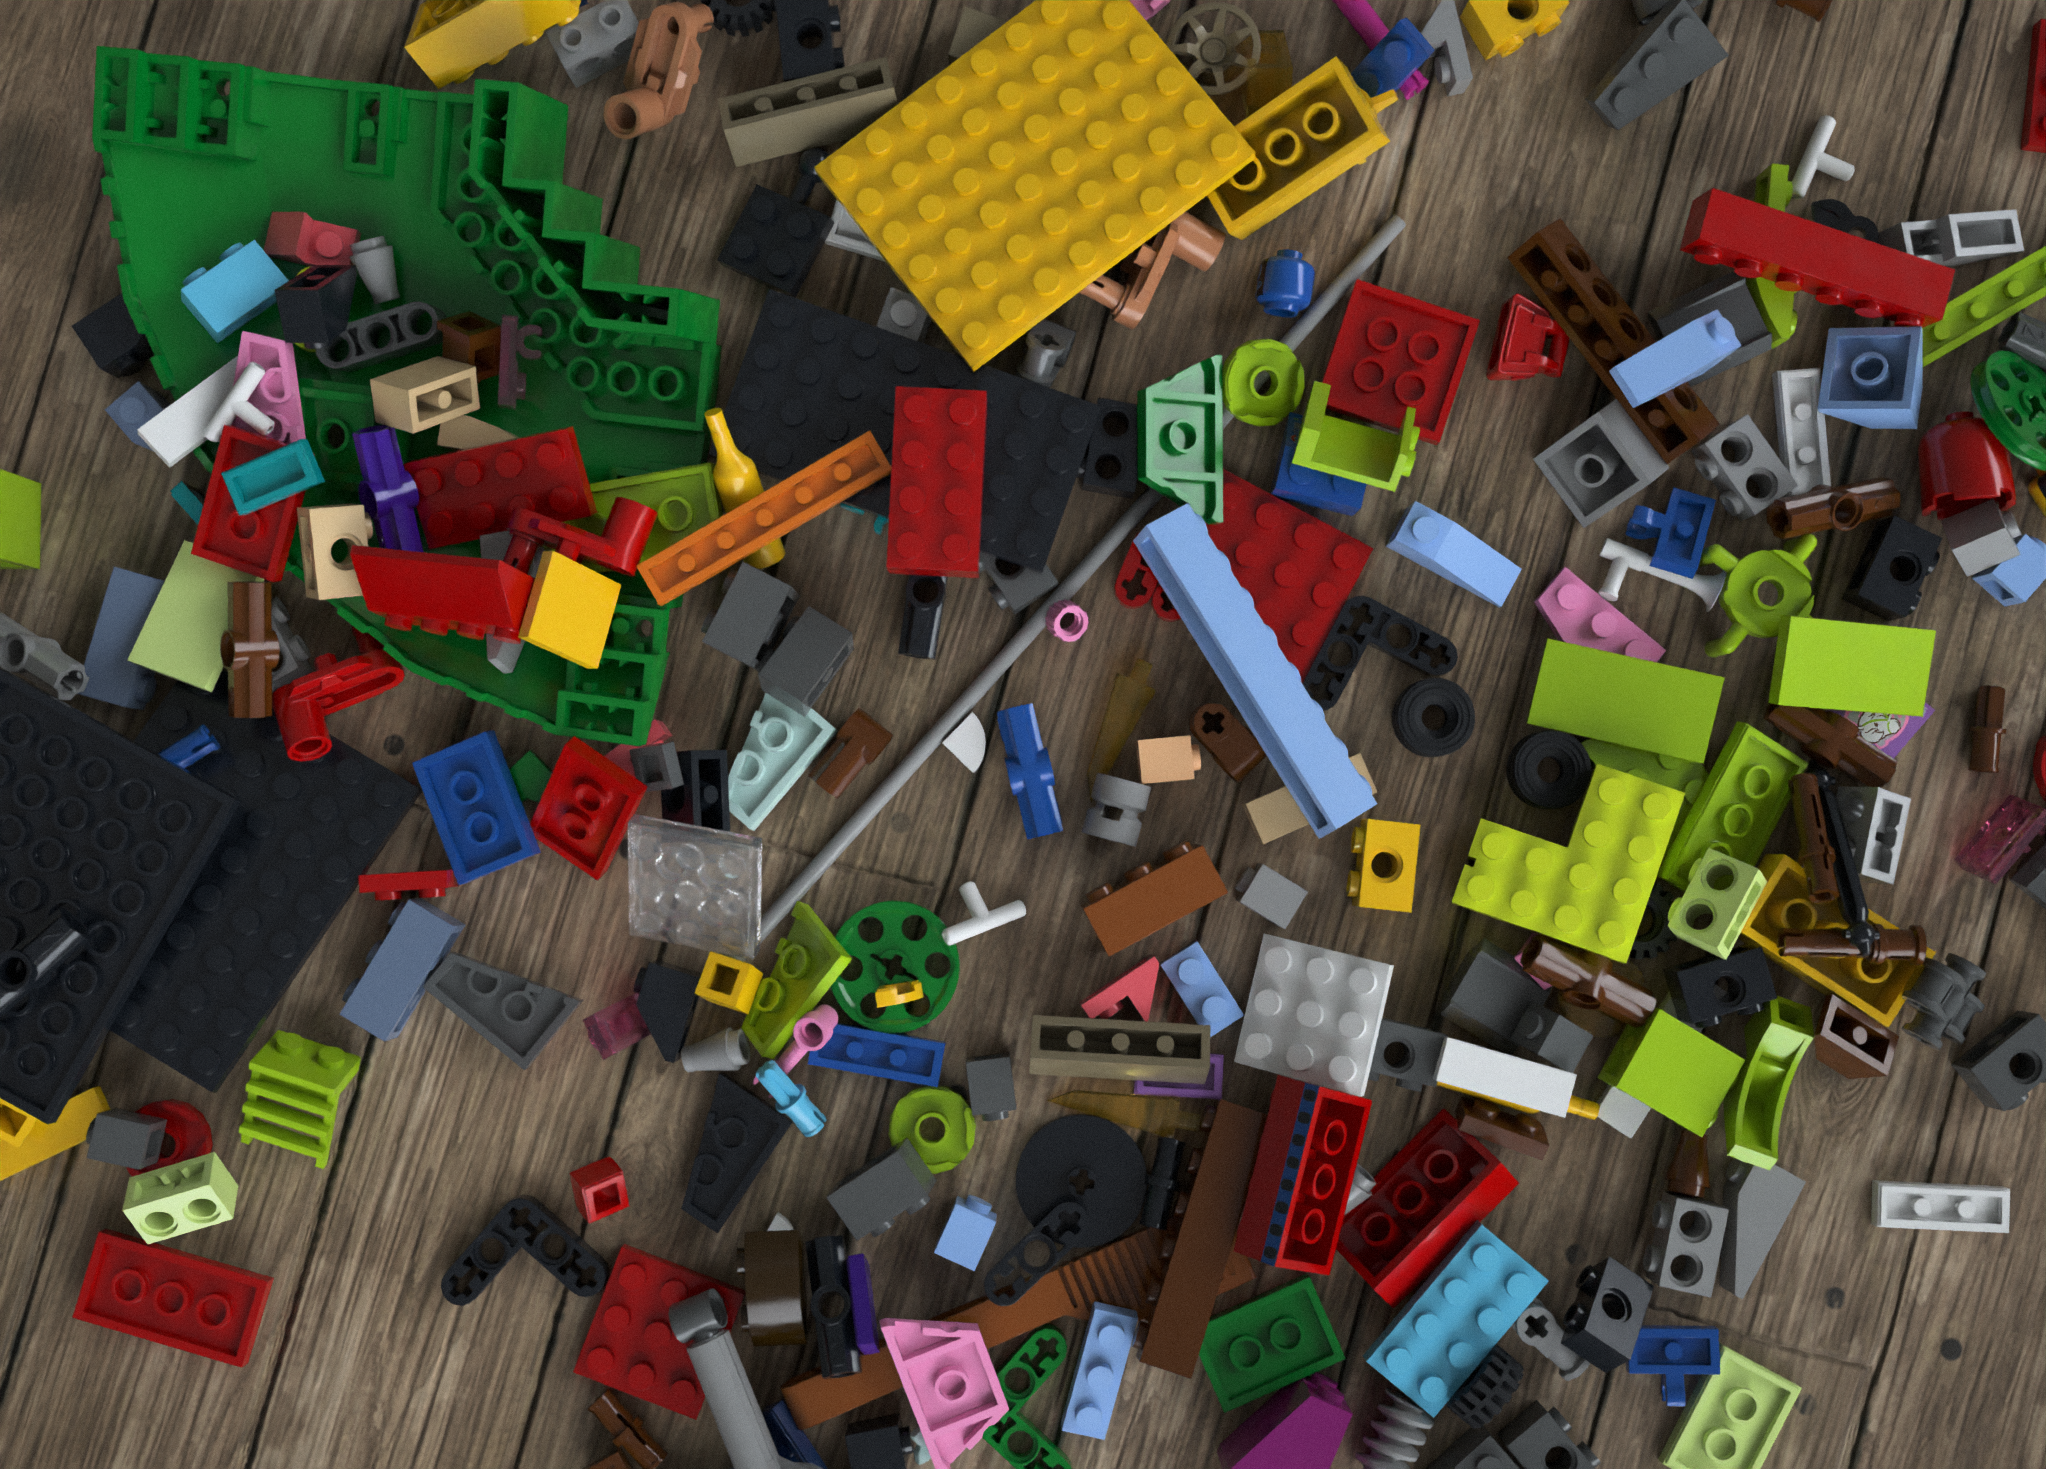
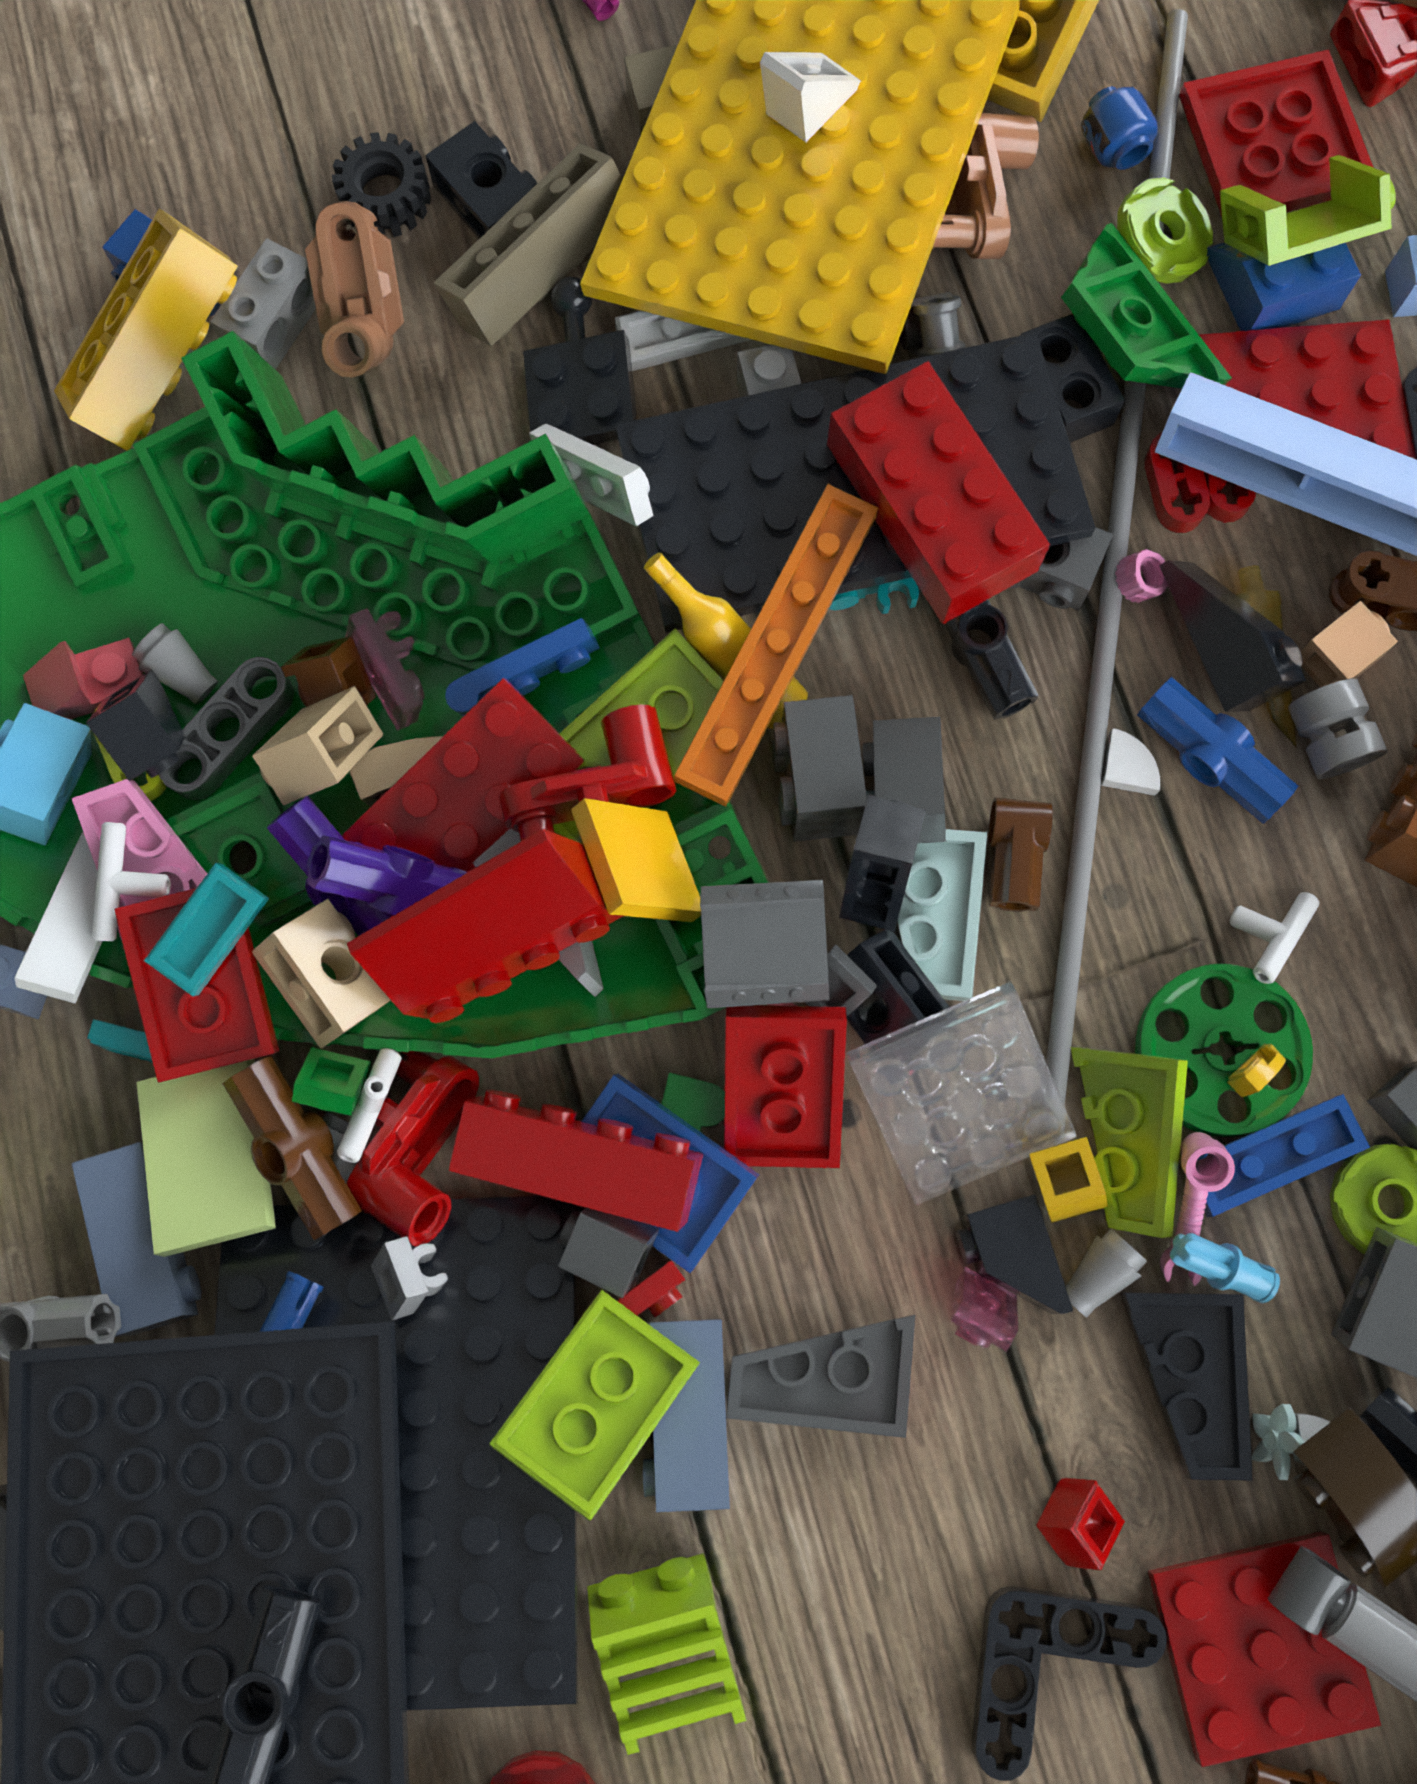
camera: 30 degrees left, 10 degrees down
(270, 774) = (401, 1278): none -> light grey tile
(304, 623) = (331, 1081): none -> green slope
(315, 652) = (369, 1105): none -> white piece
(338, 927) = (594, 1405): none -> lime tile
(408, 519) = (382, 878): none -> dark purple piece
(413, 835) = (606, 1249): none -> dark grey brick
(426, 770) = (576, 1160): none -> red brick
(594, 424) = (561, 649): none -> blue plate
(615, 713) = (764, 943): none -> dark grey slope
(733, 313) = (602, 477): none -> white plate
(738, 707) = (881, 862): none -> black brick
(753, 1219) = (1277, 1438): none -> light aqua plant
(1053, 128) = (804, 89): none -> white slope
(1091, 703) = (1239, 647): none -> black slope

